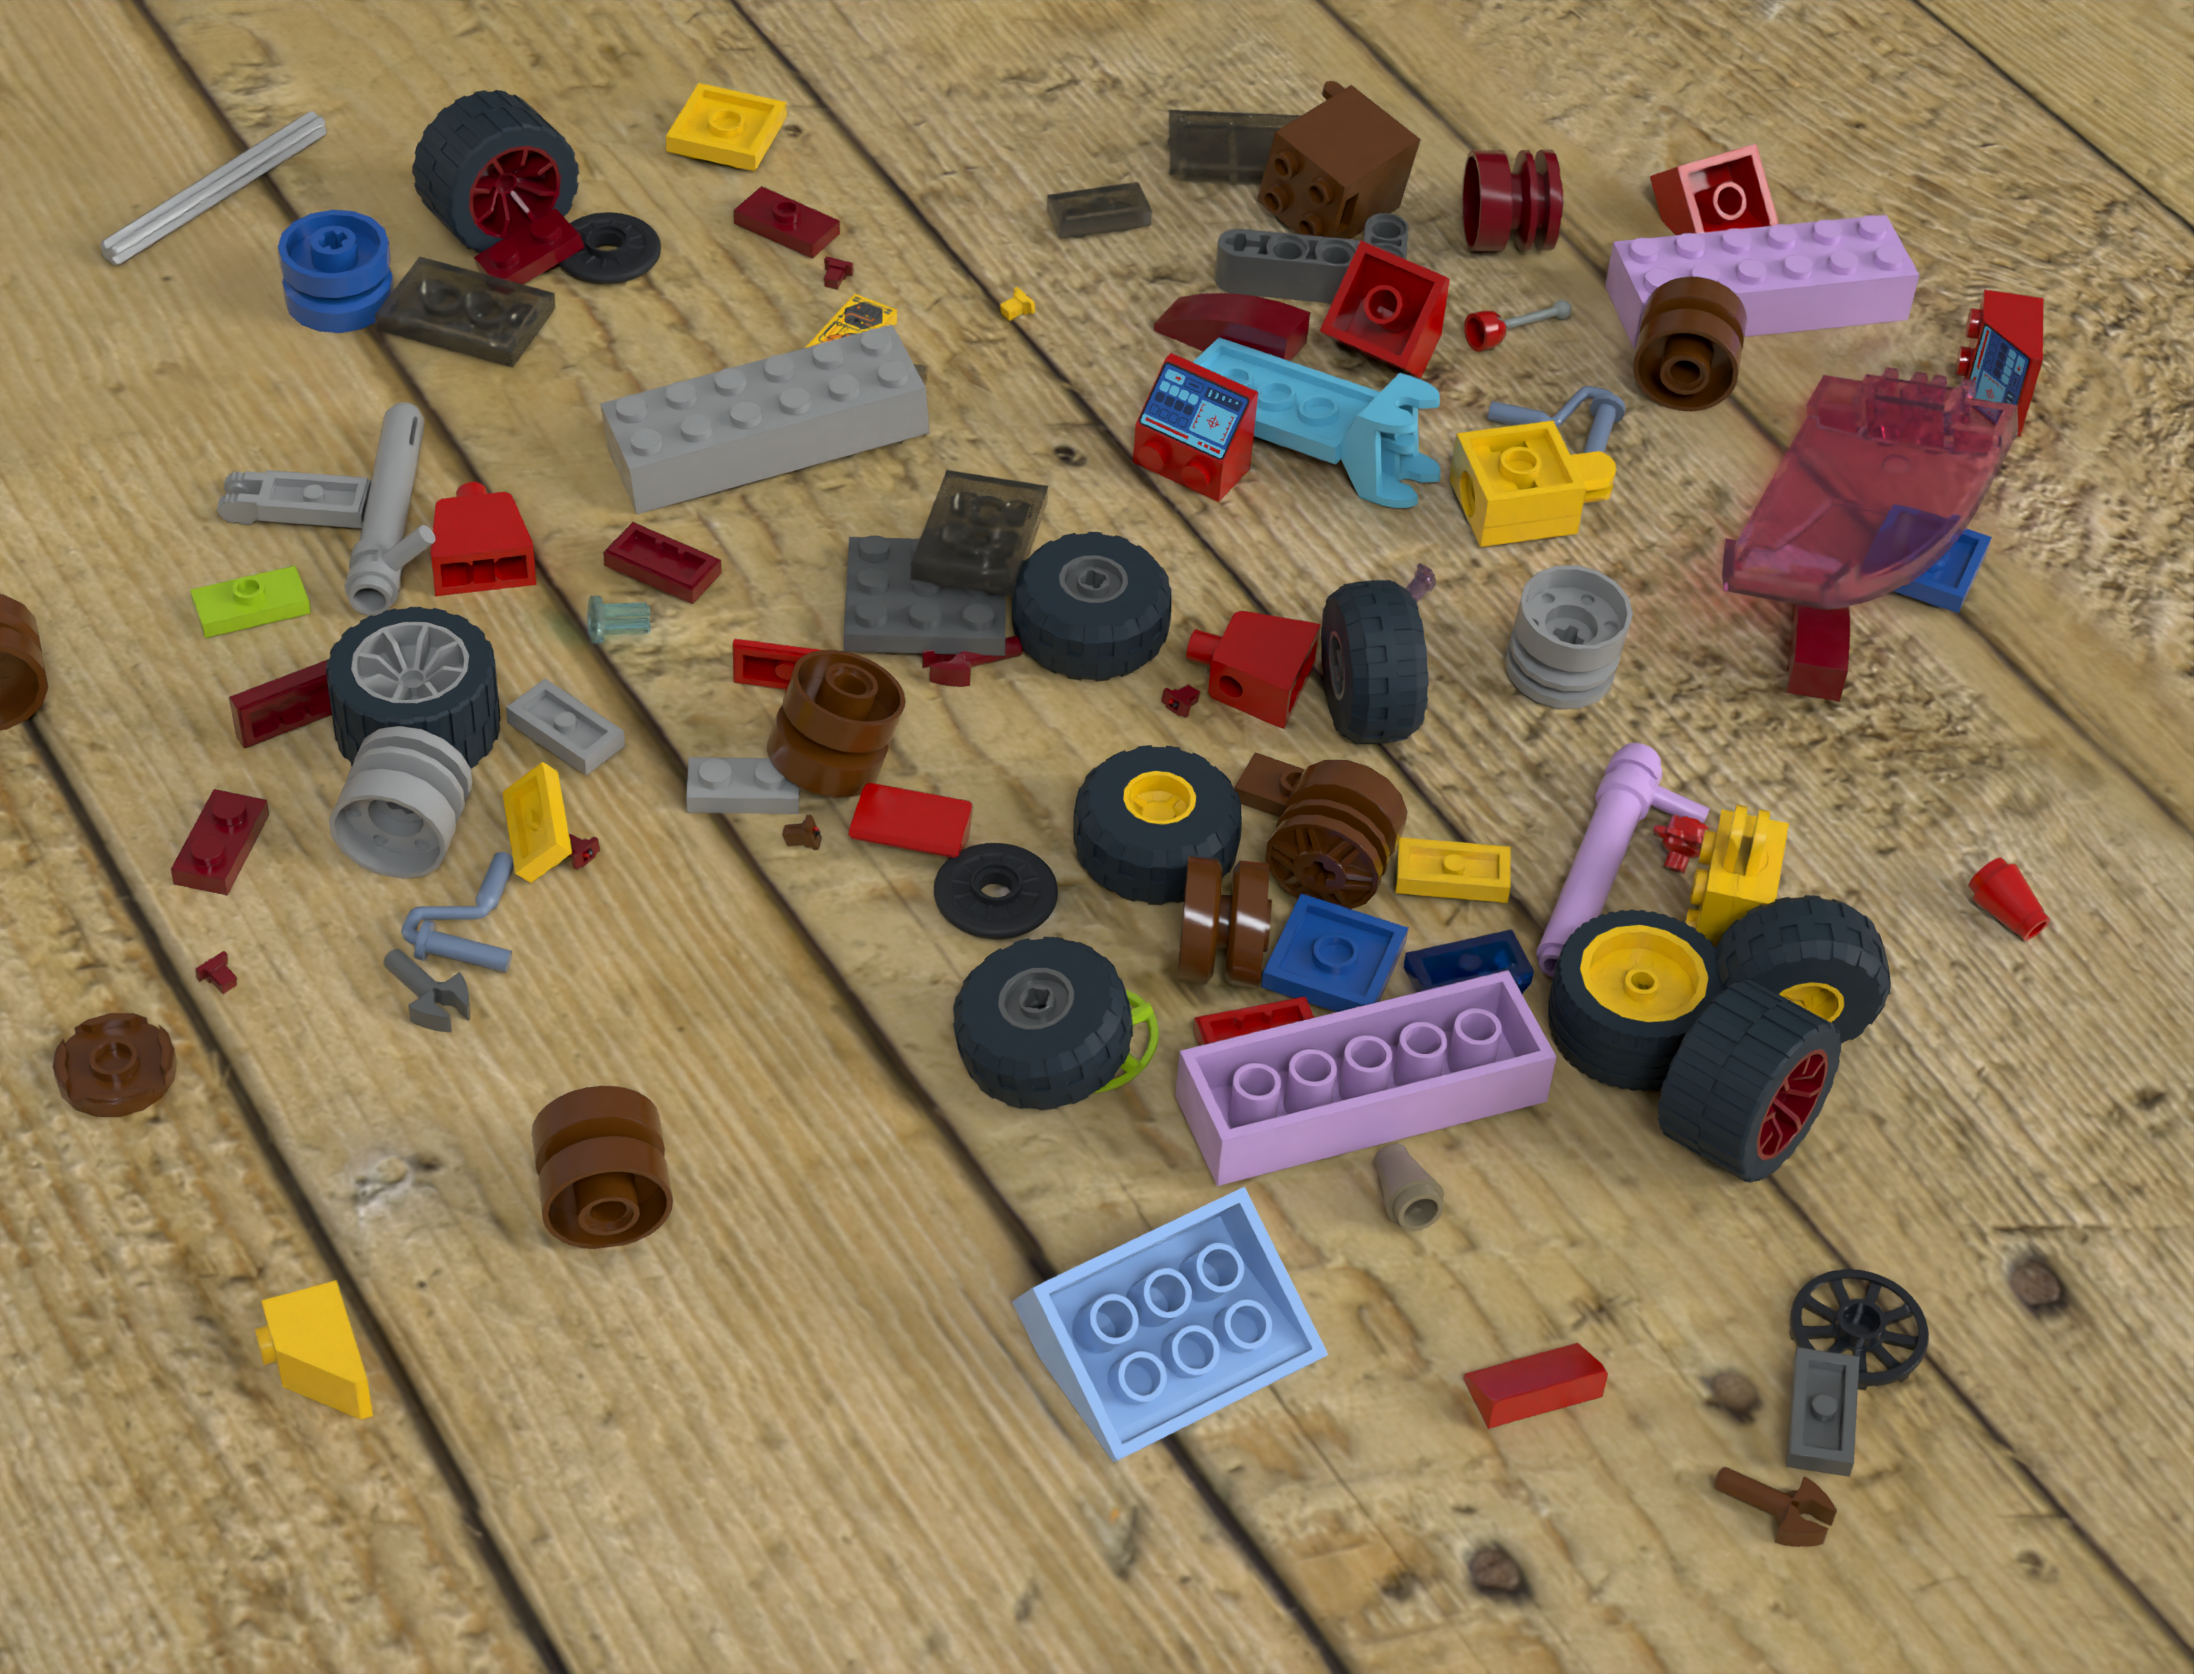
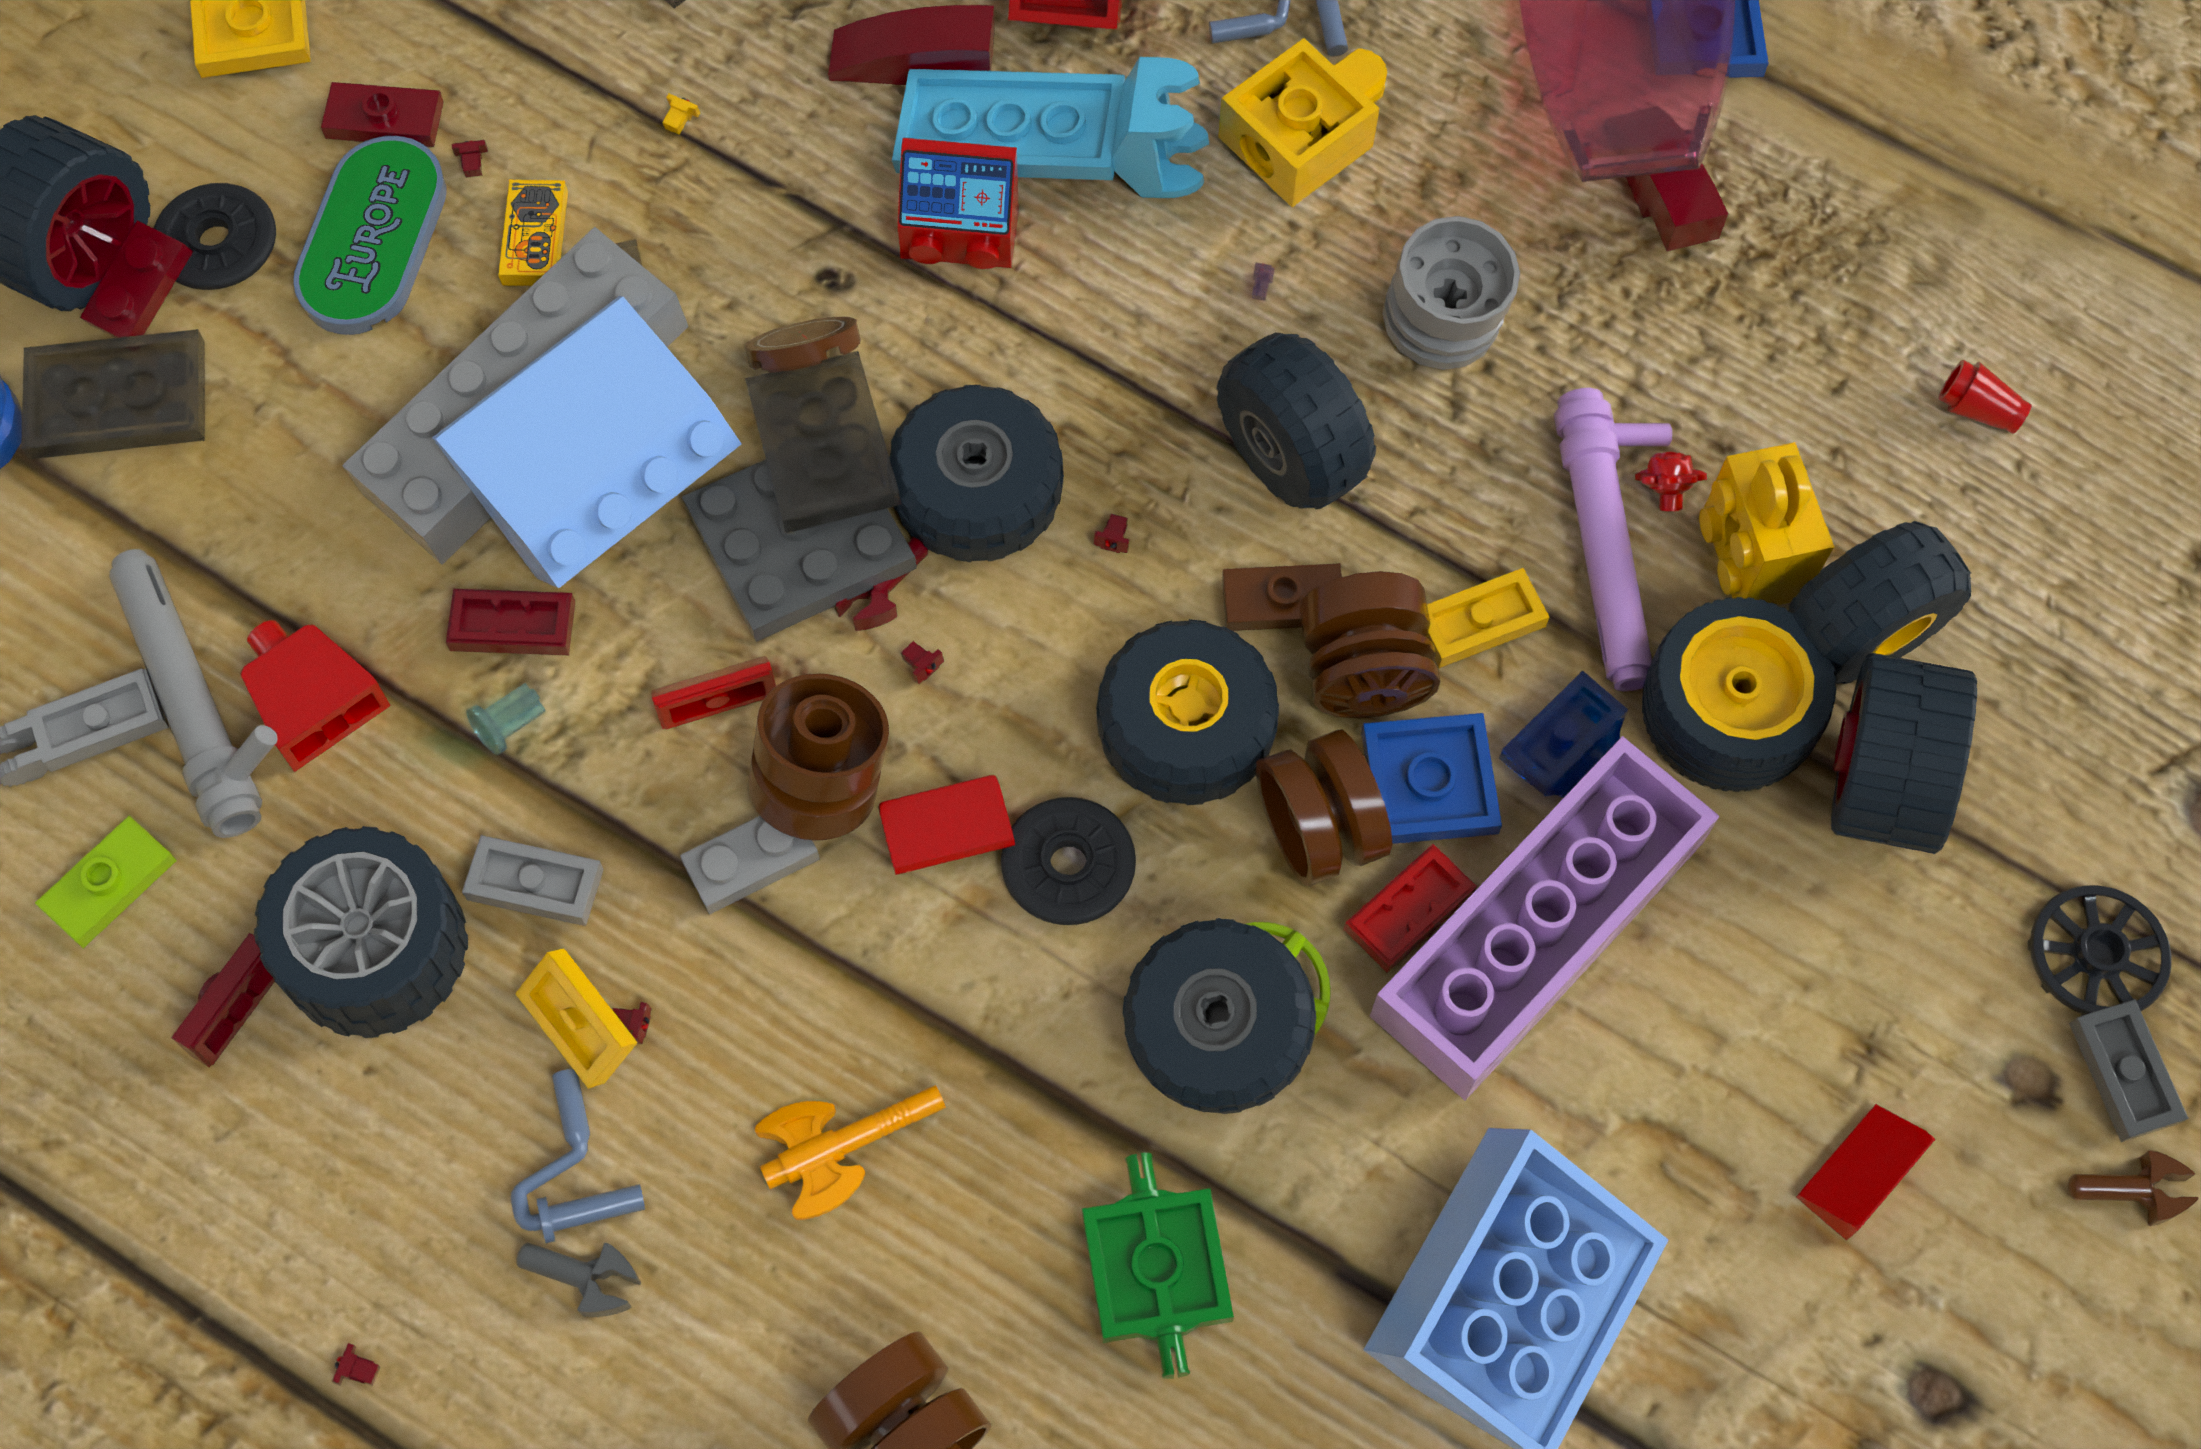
camera: 25 degrees left, 20 degrees up
(220, 842) = (258, 1203): dark red plate -> none
(401, 802) = (433, 1080): light grey wheel -> none
(663, 989) = (815, 1154): none -> light orange piece
(725, 290) = (370, 234): none -> green tile
(794, 457) = (587, 442): none -> light blue slope
(803, 834) = (846, 887): reddish brown piece -> none
(882, 1176) = (1157, 1265): none -> green plate
(968, 719) = (922, 661): none -> dark red piece
(1010, 468) = (802, 344): none -> reddish brown tile
(1258, 663) = (1169, 461): red torso -> none
(1408, 1190) = (1641, 1015): dark tan cone -> none

